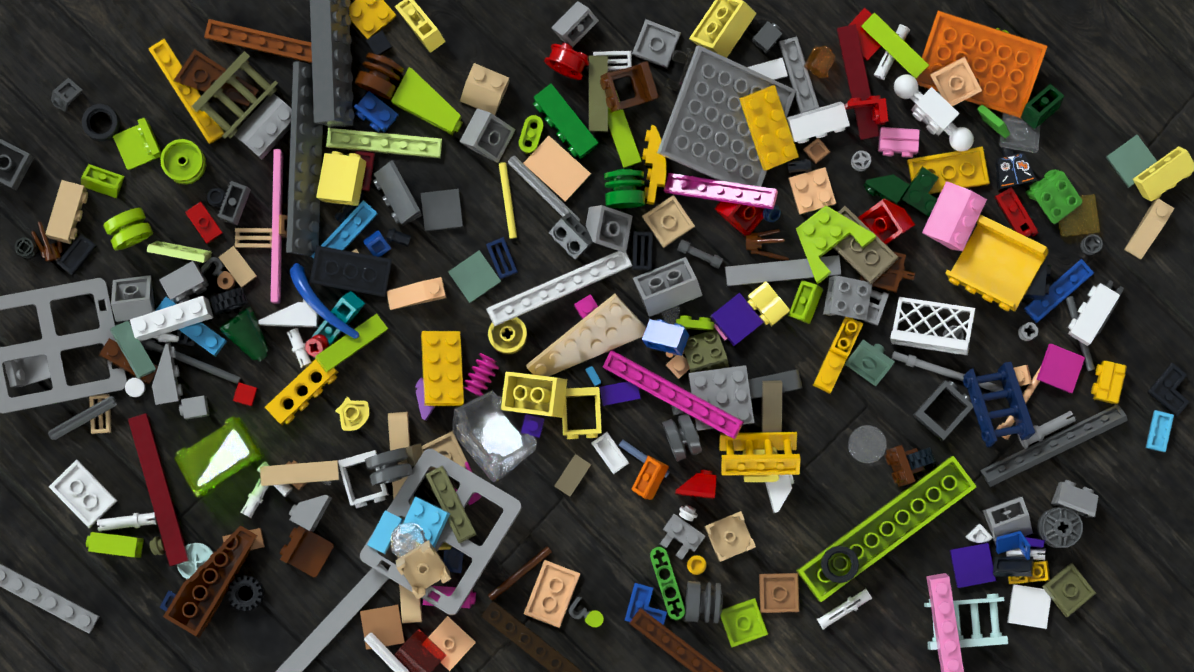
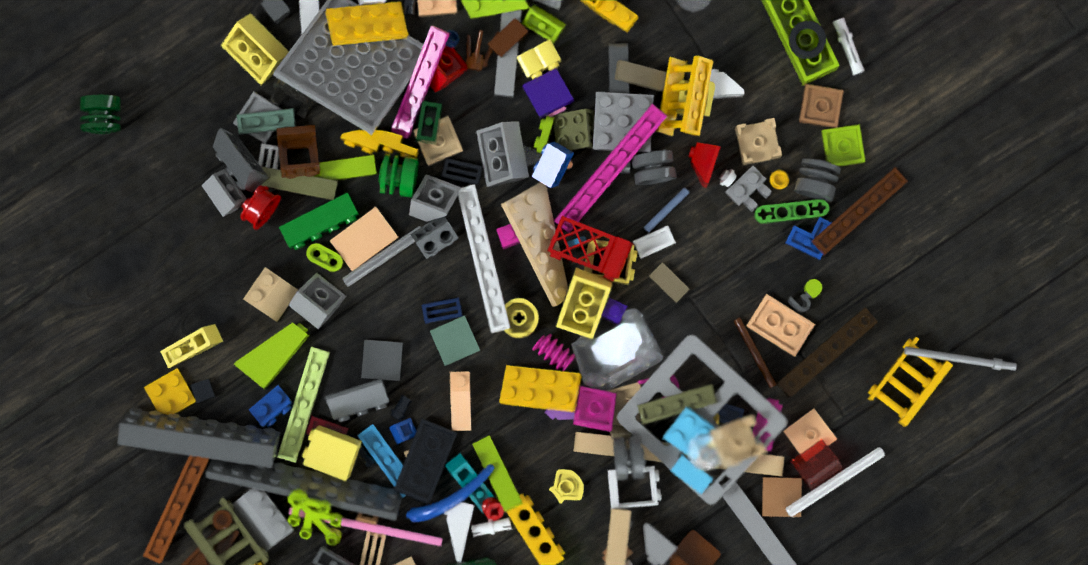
camera: 75 degrees left, 0 degrees up
(256, 86) = (222, 519): none -> reddish brown tile
(286, 155) = (299, 499): none -> lime plant
(379, 75) = (236, 395): reddish brown wheel -> none
(432, 425) = (595, 408): none -> dark pink tile
(507, 200) = (385, 293): light yellow bar -> none
(588, 414) = (612, 259): none -> red piece
(608, 31) = (238, 161): none -> dark grey slope
(619, 393) = (598, 218): dark purple tile -> none
(650, 478) = (686, 208): orange slope -> none
(653, 50) = (265, 121): none -> sand green tile
(678, 366) = (582, 159): light nougat plate -> none
(682, 208) = (429, 122): none -> dark green brick
(715, 260) = (467, 129): dark grey bar -> none
(783, 269) = (508, 38): none -> reddish brown tile

